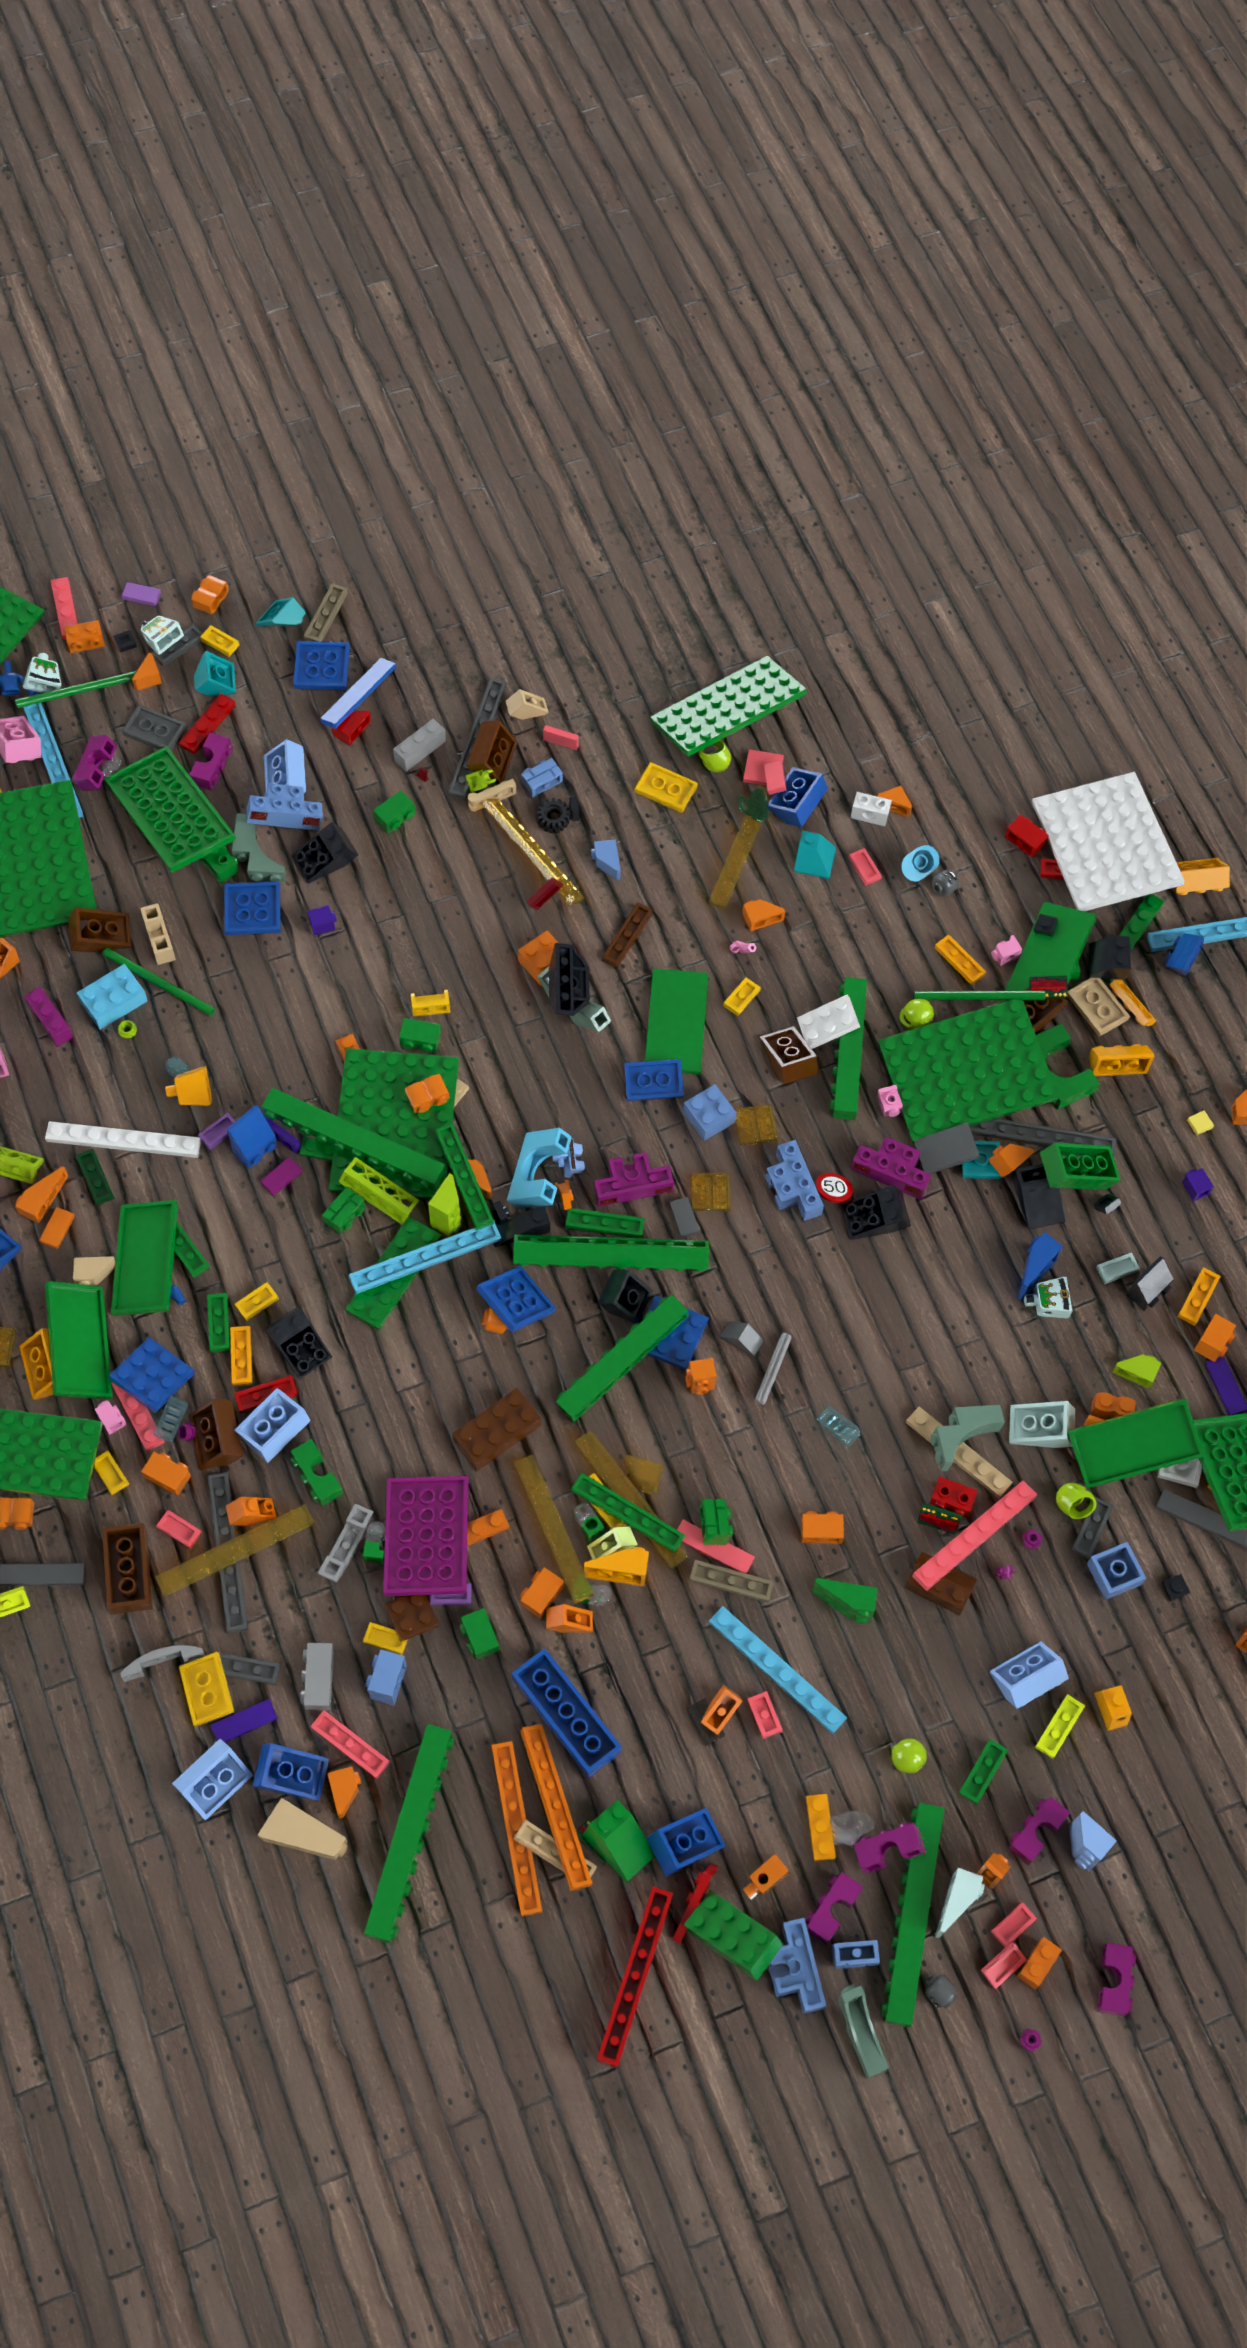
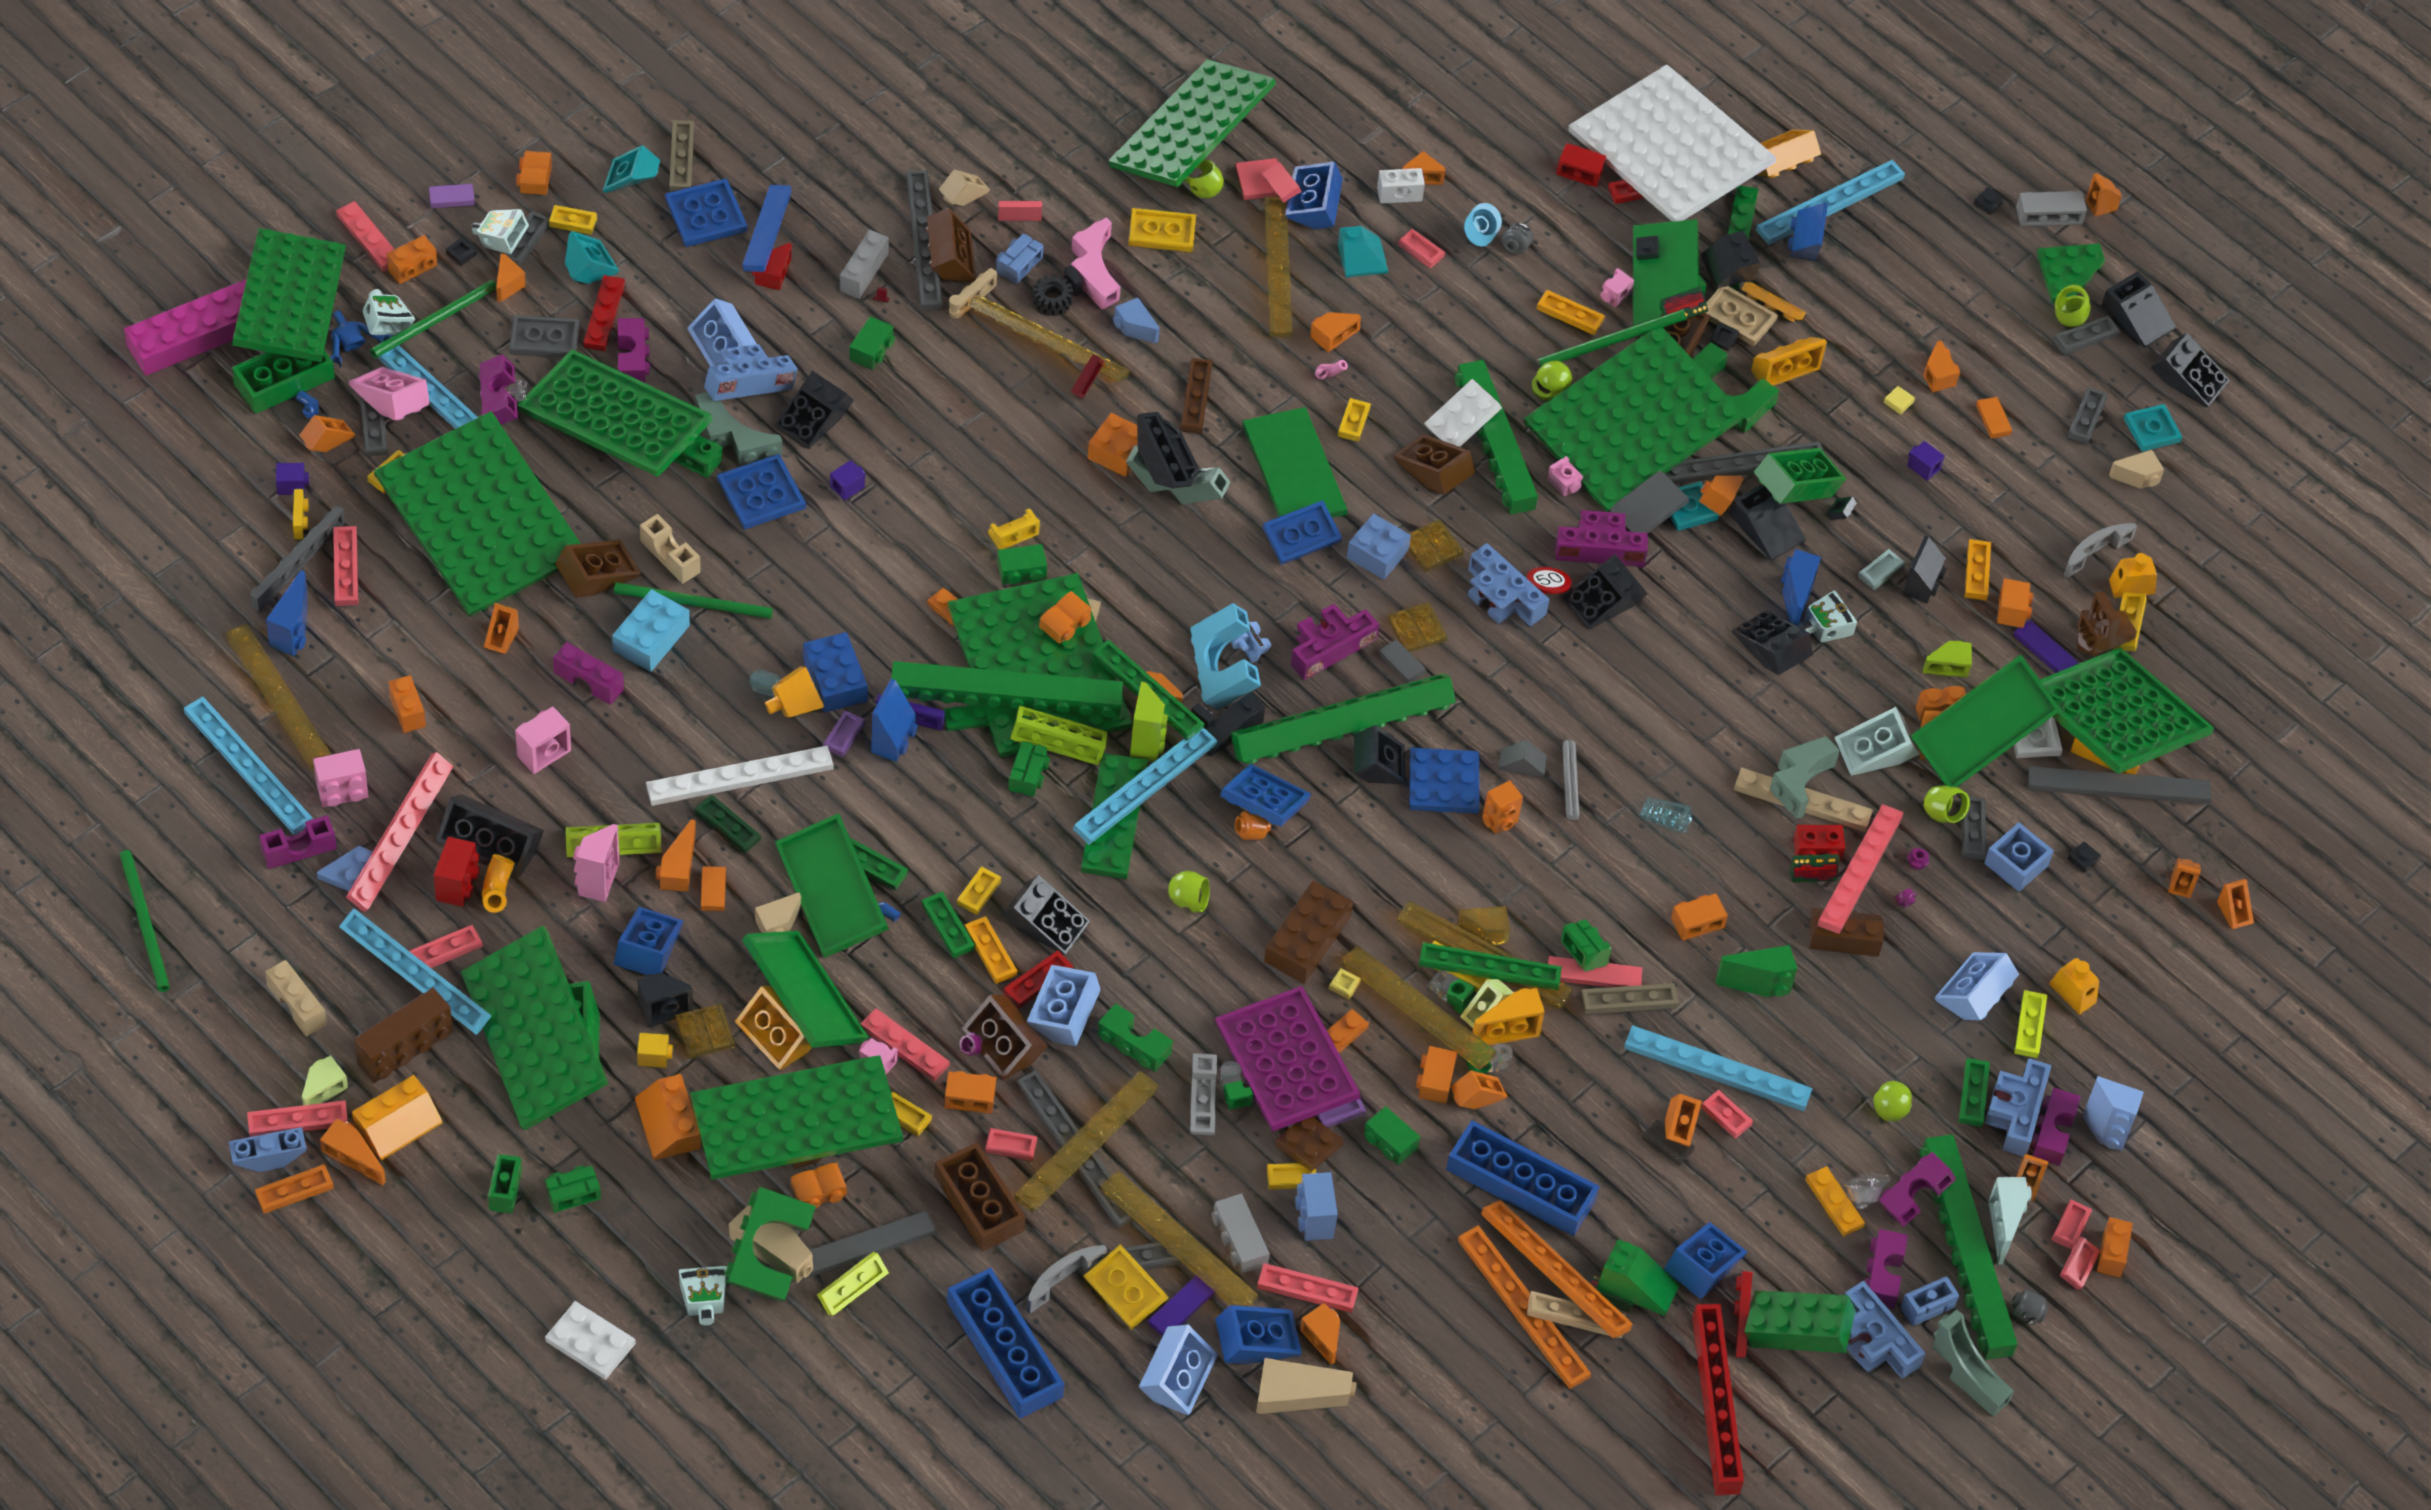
camera: 25 degrees left, 10 degrees down
(85, 1705) = (1005, 1343): none -> blue brick
(126, 1024) = (684, 655): lime plate -> none
(151, 1374) = (902, 999): blue plate -> none
(175, 1407) = (951, 1025): clear light blue slope -> none
(233, 1078) = (835, 671): none -> blue brick
(250, 1510) = (1082, 1098): orange slope -> none
(266, 1666) = (1178, 1241): none -> clear yellow plate
(281, 1176) = (938, 757): magenta tile -> none
(408, 1834) = (1414, 1350): green brick -> none
(414, 1356) = (1185, 890): none -> lime helmet
(479, 780) = (952, 280): lime plate -> none
(507, 1483) = (1344, 983): none -> light yellow tile
(565, 1194) = (1267, 677): orange plate -> none
(592, 802) = (1090, 266): none -> bright pink arch
(605, 1223) = (1319, 692): green plate -> none
(622, 1358) = (1409, 817): green brick -> none
(756, 805) = (1276, 216): clear green bracket -> none
(774, 1870) = (1806, 1259): orange torso -> none
(997, 1303) = (1774, 641): none -> black slope
(1013, 1799) = (2017, 1105): none -> medium blue piece
(1035, 2035) = (2136, 1327): magenta plate -> none
(1077, 1021) = (1724, 336): none -> black plate
(1119, 1960) = (2193, 1219): magenta arch -> none

